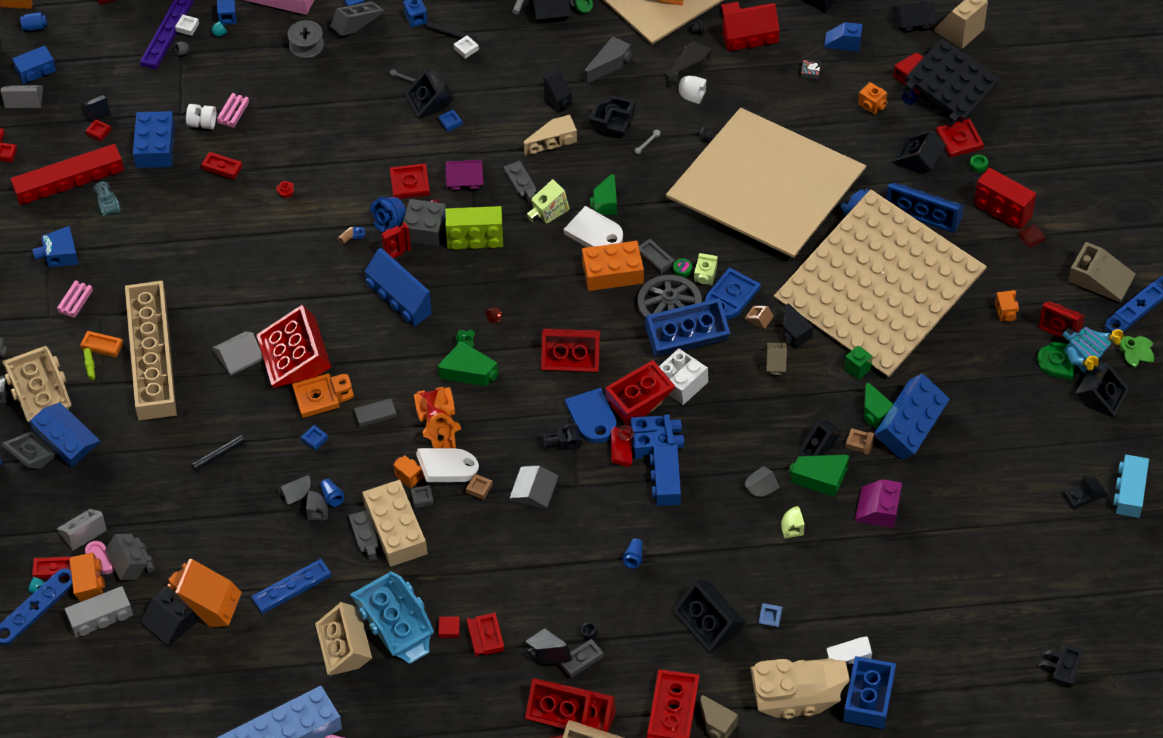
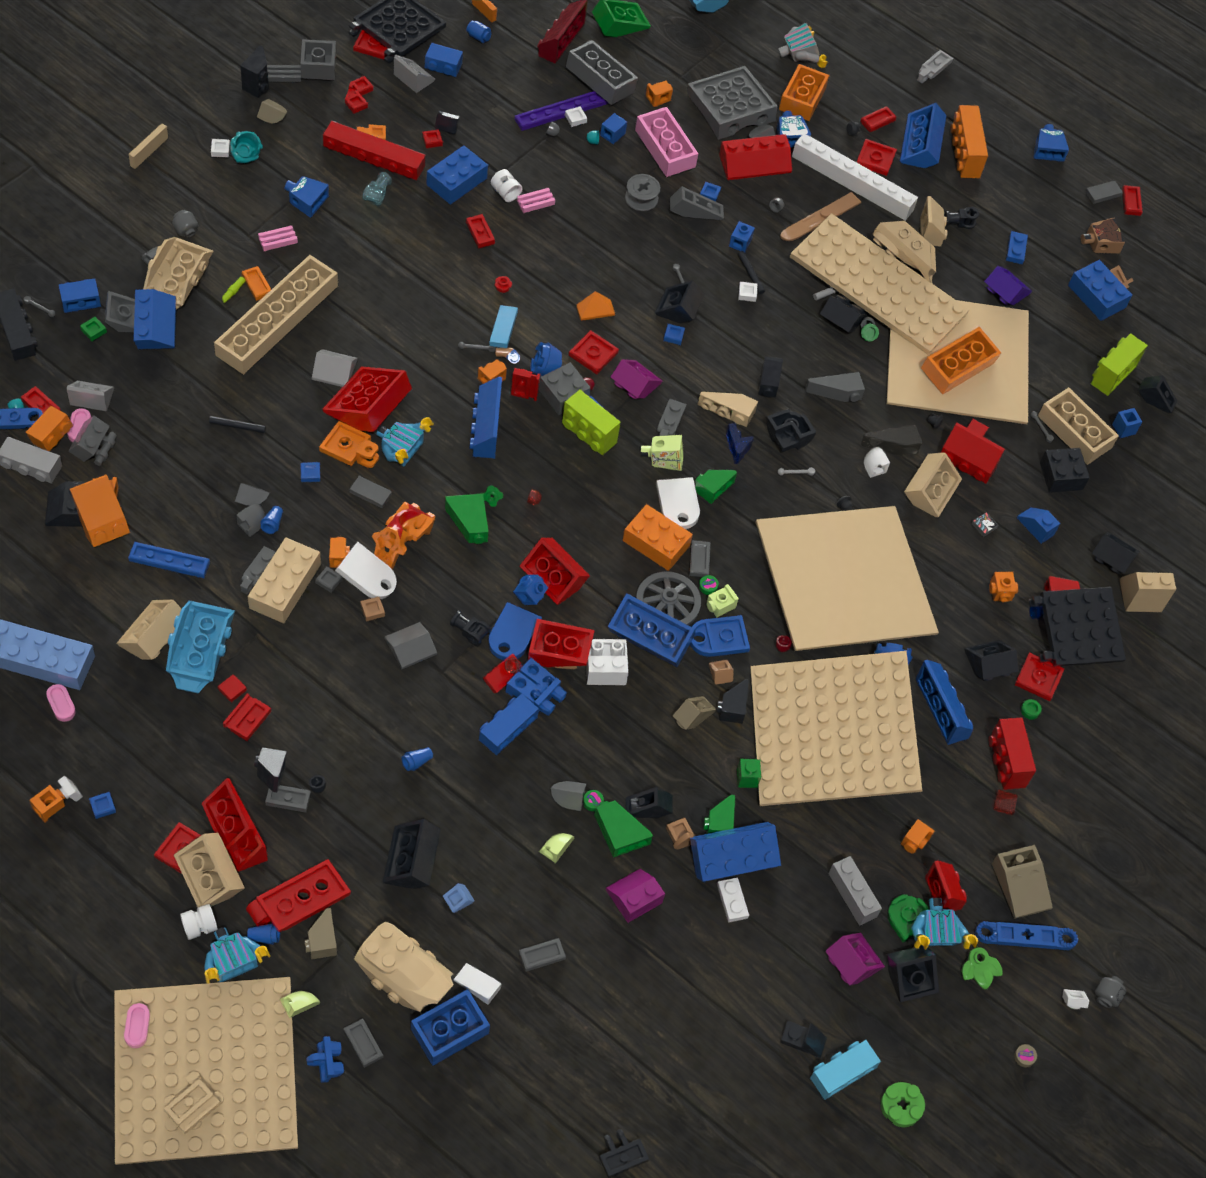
camera: 35 degrees right, 5 degrees up
(21, 481) = (93, 328): none -> green plate
(50, 158) = (375, 130): none -> orange plate
(325, 217) = (503, 326): none -> dark azure tile
(334, 240) = (461, 345): none -> dark grey hinge
(355, 356) = (403, 440): none -> torso
(359, 256) = (492, 371): none -> orange brick
(372, 149) = (595, 307): none -> orange slope
(572, 375) = (530, 589): none -> blue brick
(588, 158) = (738, 445): none -> clear blue slope
(747, 70) = (933, 484): none -> tan slope
(778, 261) = (783, 643): none -> dark red hinge
(781, 472) = (592, 800): none -> green tile
(867, 597) = (542, 954): none -> dark grey tile
(941, 451) = (733, 900): none -> white plate
(1010, 373) = (855, 890): none -> light grey brick
(1058, 416) = (854, 958): none -> magenta slope

